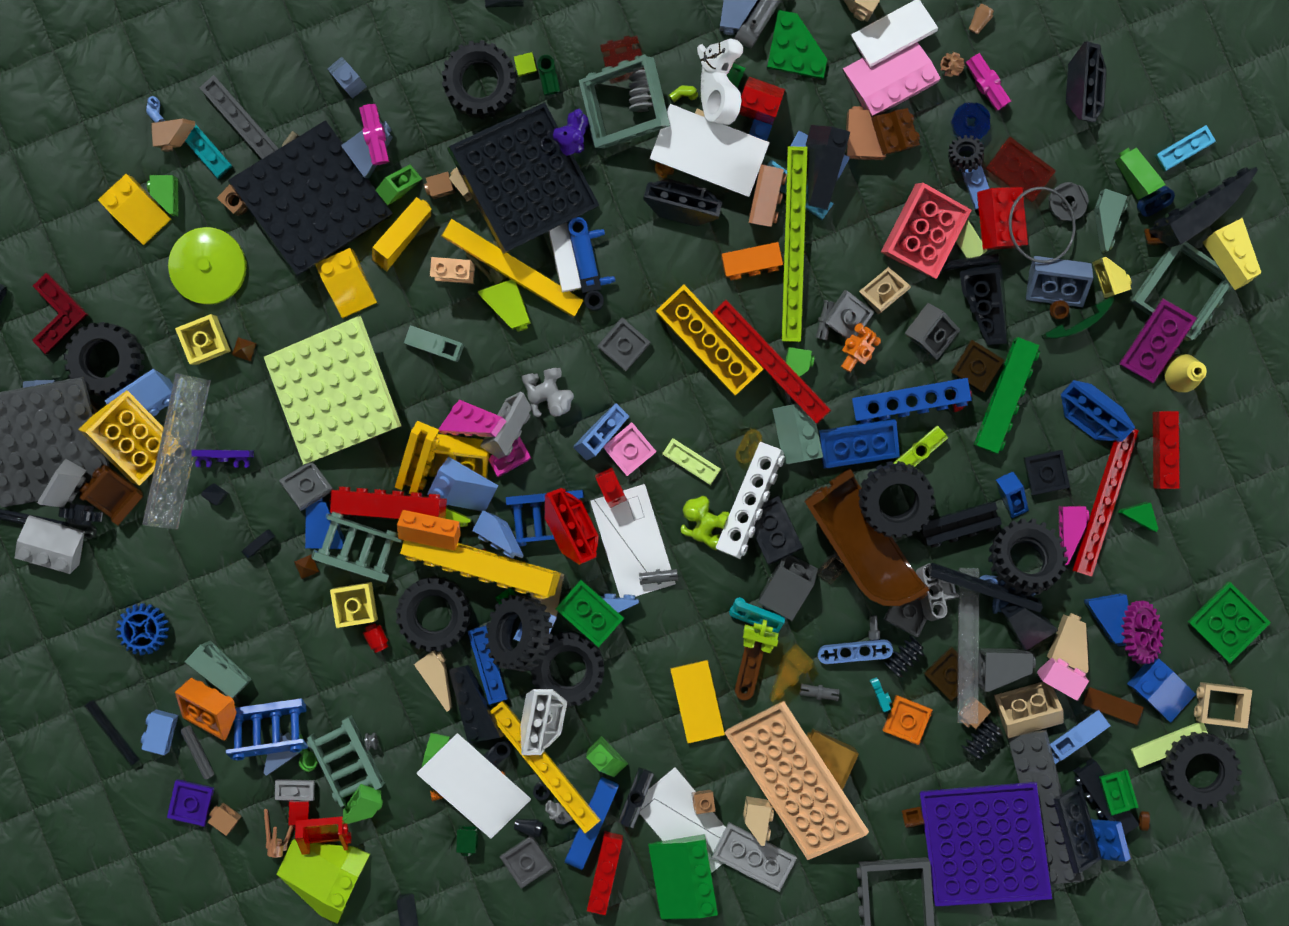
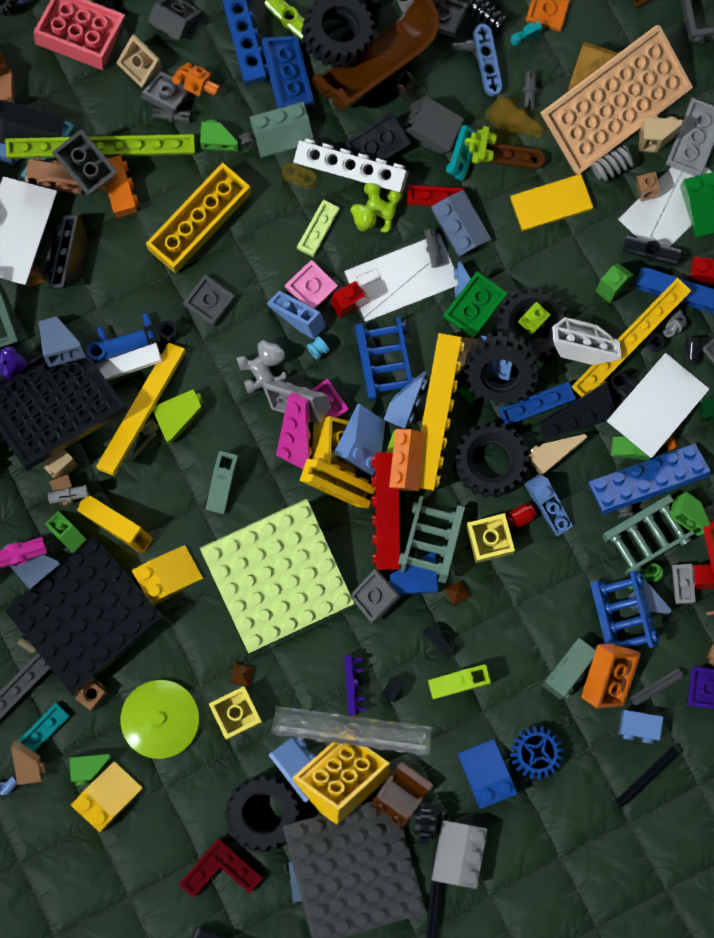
camera: 90 degrees left, 10 degrees down
(62, 485) = (395, 841): light grey slope -> none
(125, 578) = (487, 774): none -> blue slope
(216, 561) = (459, 681): none -> lime slope
(385, 665) = (548, 504): none -> medium blue slope
(399, 768) = (649, 479): none -> blue plate
(430, 189) = (68, 494): none -> light grey pin
(452, 270) = (147, 466): light nougat panel -> none
(564, 450) = (317, 348): none -> medium azure wheel
(568, 671) = (534, 318): none -> lime brick
(571, 526) = (392, 329): red wedge -> none
(588, 188) = (58, 343): none -> sand blue slope
(680, 607) = (460, 223): none -> sand blue slope
(713, 583) = (429, 194): none -> red plate
(731, 768) = (612, 163): none -> light grey piece
(770, 227) = (85, 163): none -> dark grey slope
(771, 361) = (216, 154): red plate -> none

